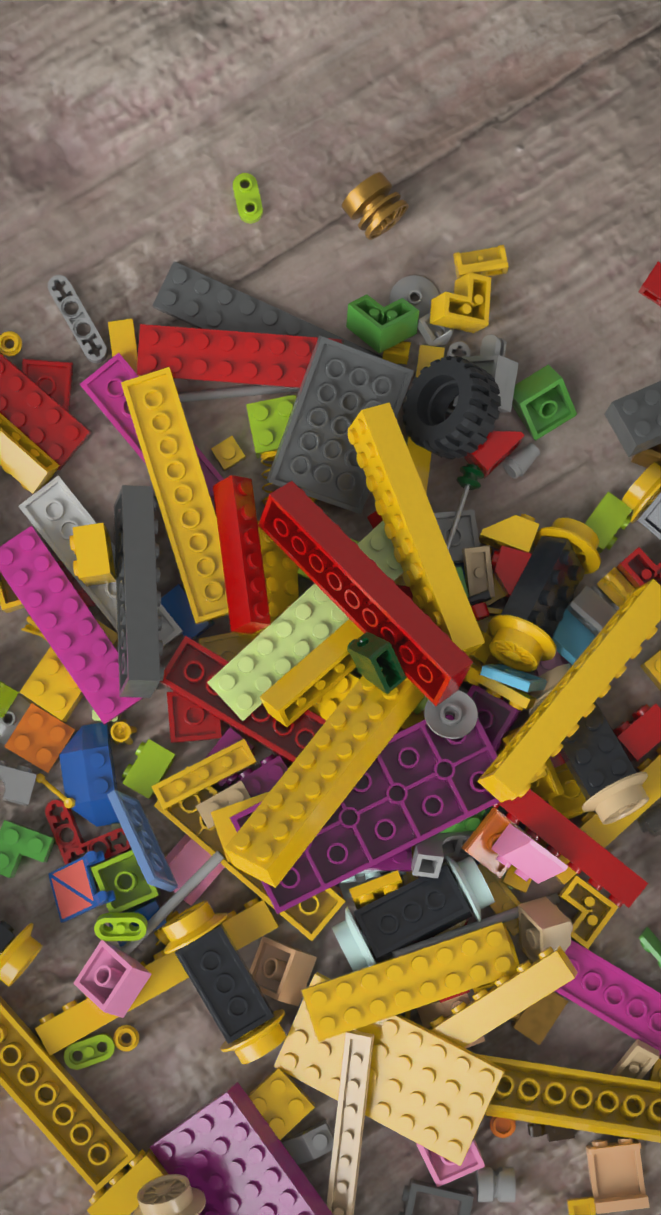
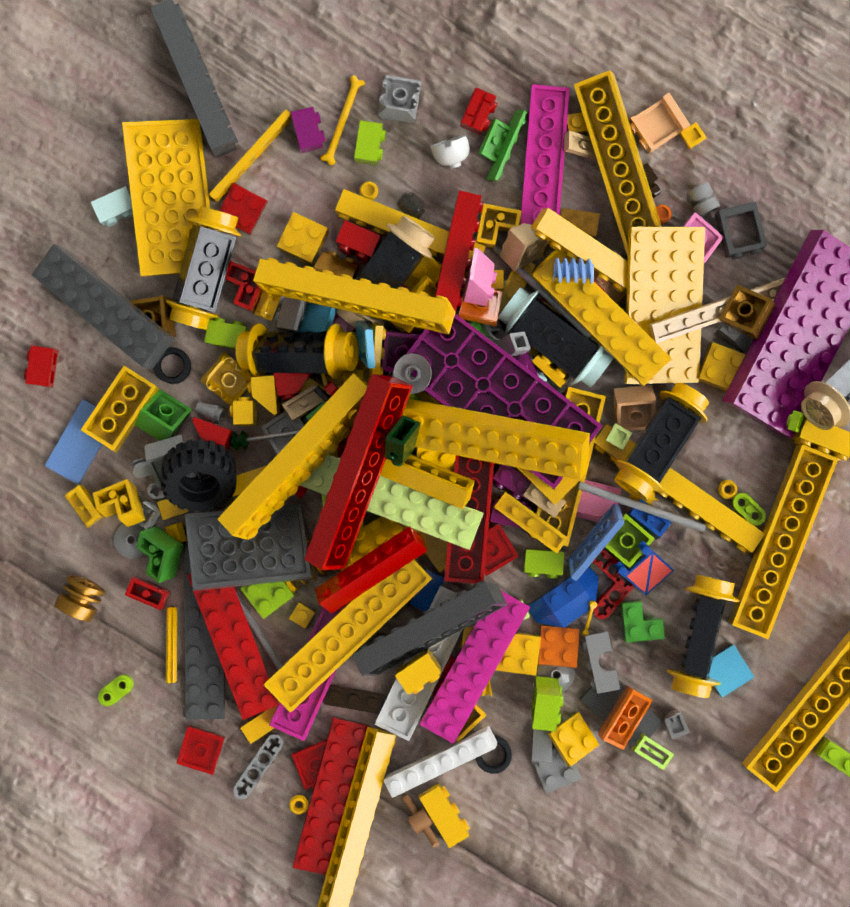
camera: 120 degrees left, 5 degrees up
(99, 466) = (354, 699): none -> dark brown plate
(112, 979) = (696, 516): bright pink slope -> none
(121, 732) = (528, 592): yellow piece -> none
(122, 928) = (659, 527): lime plate -> none
(129, 261) = (200, 750): none -> red plate
(167, 1159) = (795, 421): none -> lime plate
(255, 932) = (618, 436): none -> yellowish green plate
(268, 285) = (171, 644): none -> yellow axle
(330, 1167) = (747, 312): none -> pearl gold slope
(342, 286) = (148, 593): none -> red brick
(483, 972) = (573, 270): none -> light blue piece
(502, 498) = (244, 412): none -> yellow brick
(551, 497) = (227, 378): none -> yellow slope
(558, 293) = (75, 448): none -> medium blue tile
(575, 354) = (119, 409): none -> yellow brick
(584, 455) = (186, 369): none -> black tyre
(624, 691) = (331, 262): none -> pearl gold slope

